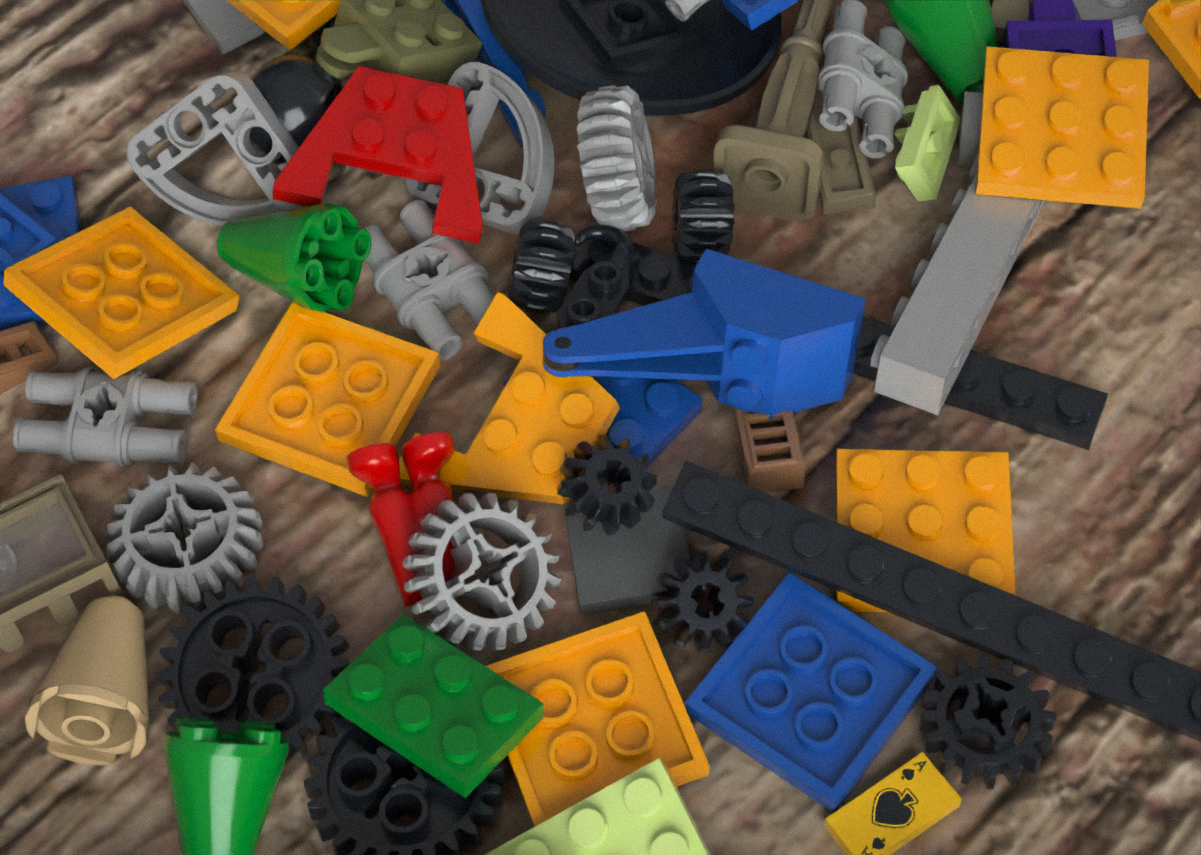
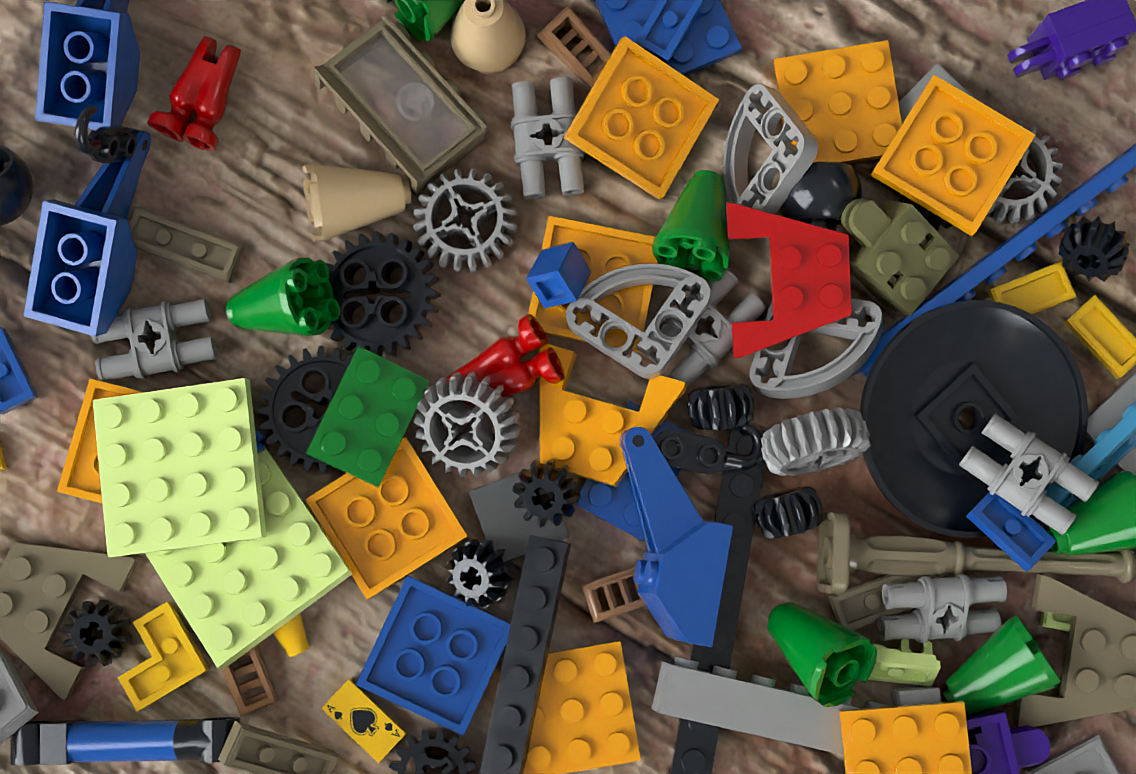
camera: 75 degrees right, 25 degrees up
(167, 61) = (843, 99): none -> light orange plate
(303, 419) = (558, 275): none -> blue panel
(426, 323) = (652, 338): none -> light grey beam
(890, 203) = (821, 652): none -> green cone

